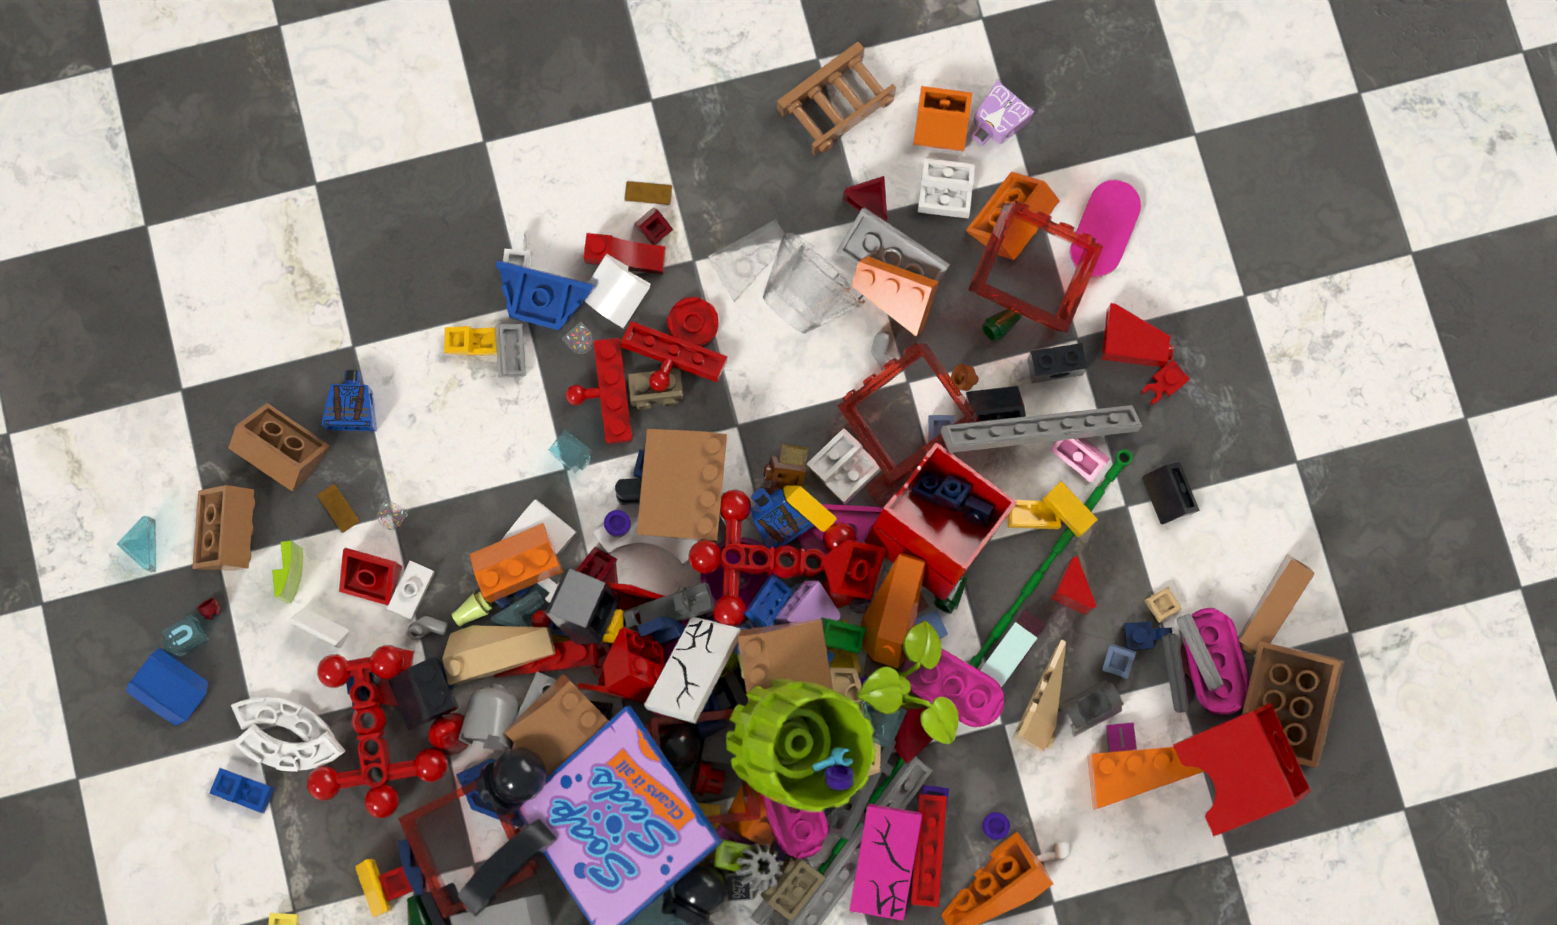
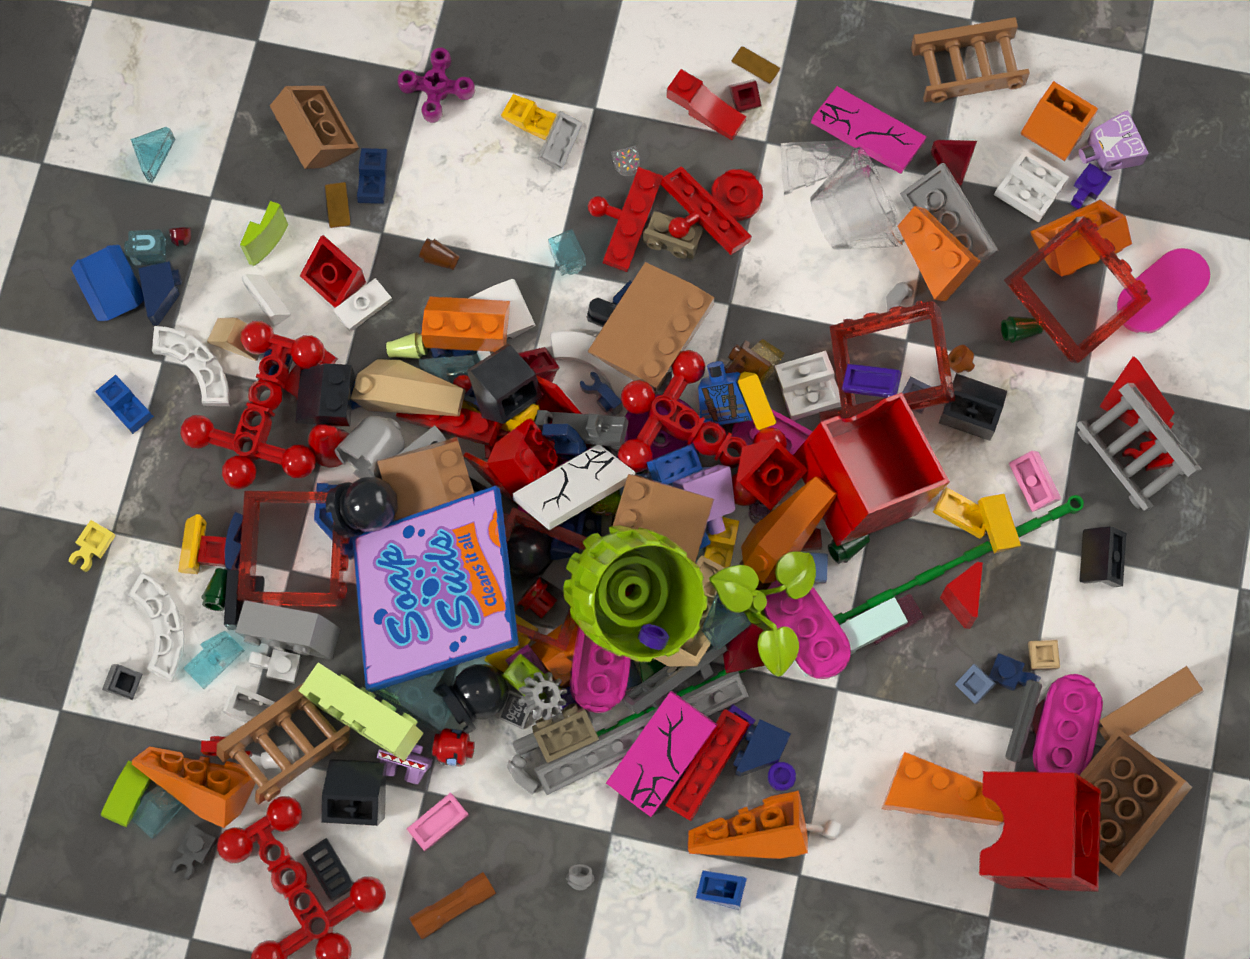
camera: 30 degrees right, 5 degrees down
(218, 669) = (159, 289): none -> dark blue slope
(223, 528) = (229, 172): medium nougat slope -> none
(288, 755) = (180, 393): white tile -> none
(304, 679) = (227, 336): none -> tan slope
(350, 406) = (394, 121): torso -> none
(356, 466) = (372, 175): none -> dark blue slope
(360, 356) = (428, 85): none -> magenta gear
(391, 515) = (380, 232): clear tile -> none
(426, 625) = (359, 341): light grey arm -> none
(455, 510) = (438, 254): none -> reddish brown cone
(504, 865) = (315, 576): black slope -> none
(517, 254) = (608, 66): white plate -> none
(540, 295) = (612, 105): blue wing -> none
(616, 291) = (680, 131): white slope -> none
(617, 523) = (575, 334): dark purple tile -> none
(674, 568) = (606, 397): none -> dark blue plate
(779, 206) = (868, 128): none -> dark pink tile
(836, 758) = (658, 619): medium azure hand -> none
(843, 635) = (727, 528): green tile -> none
(900, 439) = (871, 381): none -> dark purple tile
(941, 491) = (884, 442): dark blue slope -> none
(969, 809) = (763, 750): none -> dark blue slope
(975, 511) = (907, 474): dark blue plate -> none
(996, 161) = (1089, 184): none -> dark purple plate
(1040, 428) = (1008, 433): light grey tile -> none
(1040, 716) = (872, 696): tan wedge -> none
(1057, 363) = (1055, 387): black brick -> none
(1092, 707) = (927, 713): dark grey piece -> none
(1121, 737) = (942, 753): magenta tile -> none
(1154, 356) = (1165, 442): none -> light grey fence
(1200, 652) = (1055, 713): light grey axle -> none

